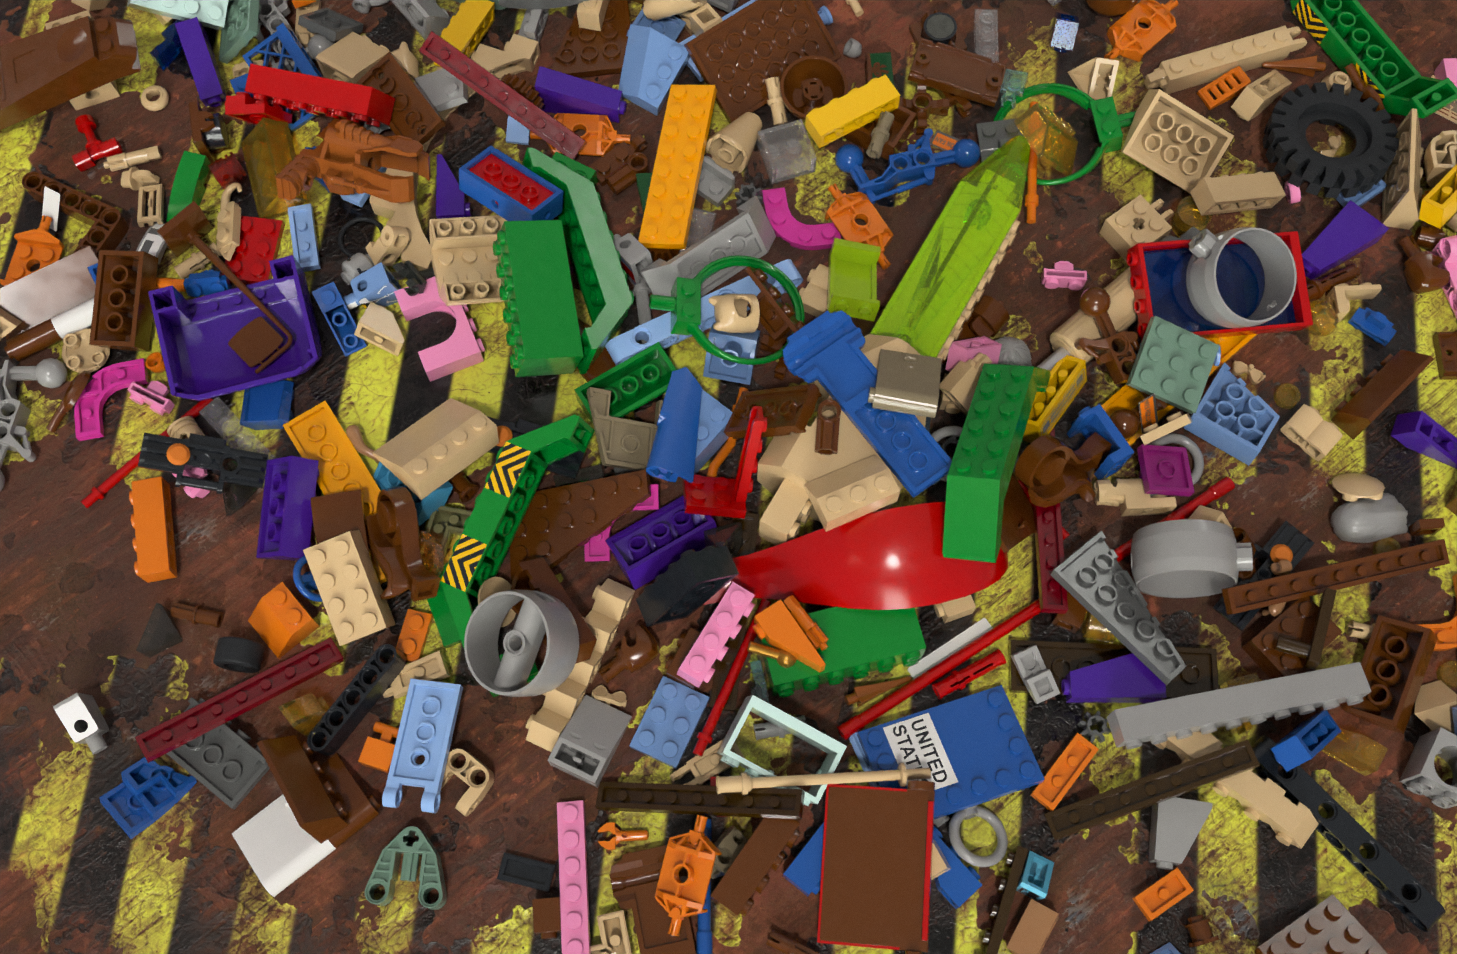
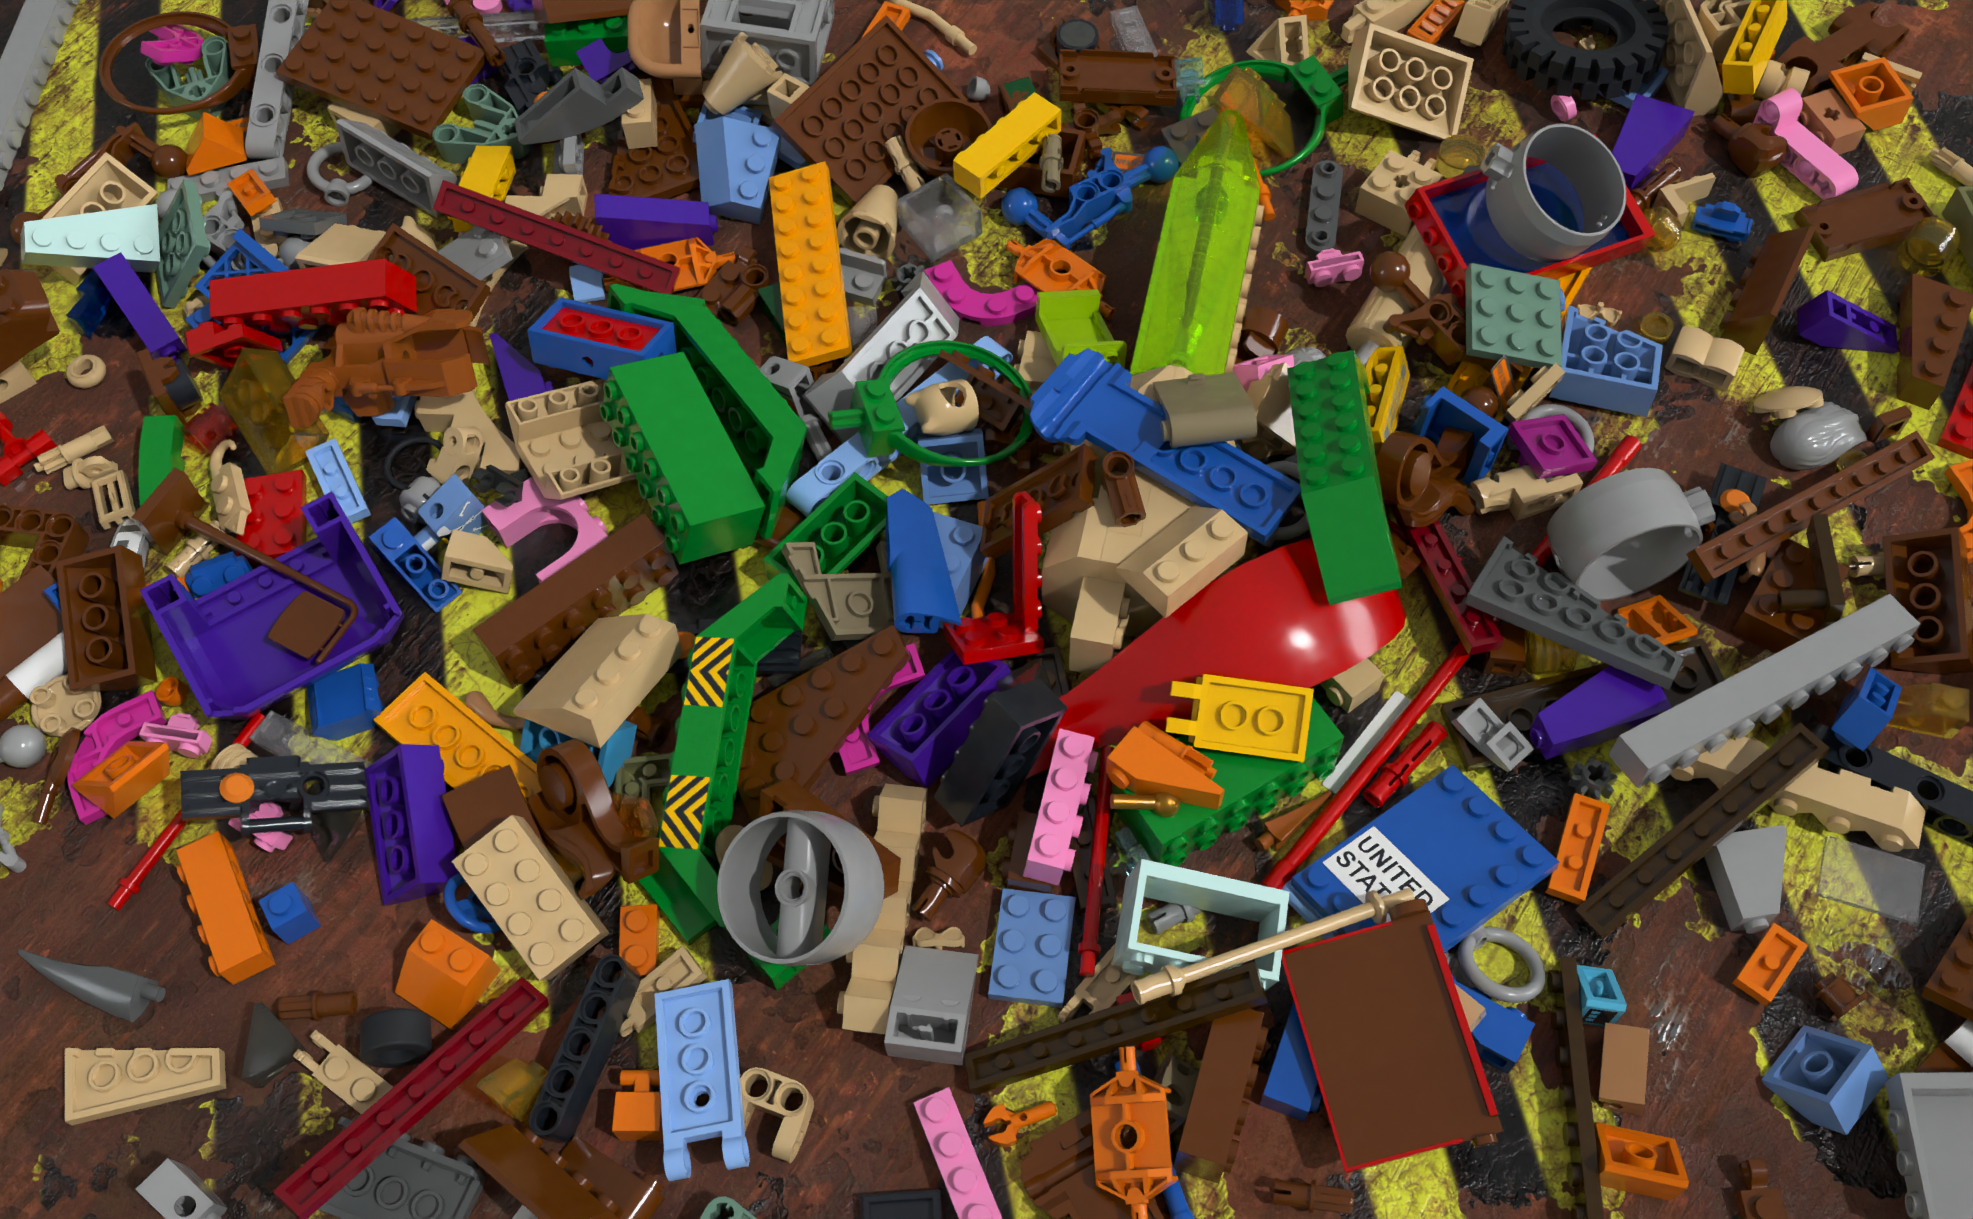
camera: 15 degrees left, 10 degrees down
(64, 626) = (123, 1081): none -> tan wing
(67, 560) = (103, 987): none -> dark grey piece
(111, 416) = (125, 776): none -> orange slope
(194, 546) = (289, 913): none -> blue brick
(202, 669) = (345, 1074): none -> tan hinge
(436, 380) = (561, 608): none -> reddish brown brick
(859, 614) = (1245, 716): none -> yellow tile
(1075, 224) = (1323, 207): none -> dark grey plate
(1185, 626) = (1658, 619): none -> orange slope
(1237, 193) = (1502, 118): tan brick -> none
(1261, 858) = (1871, 880): none -> clear piece

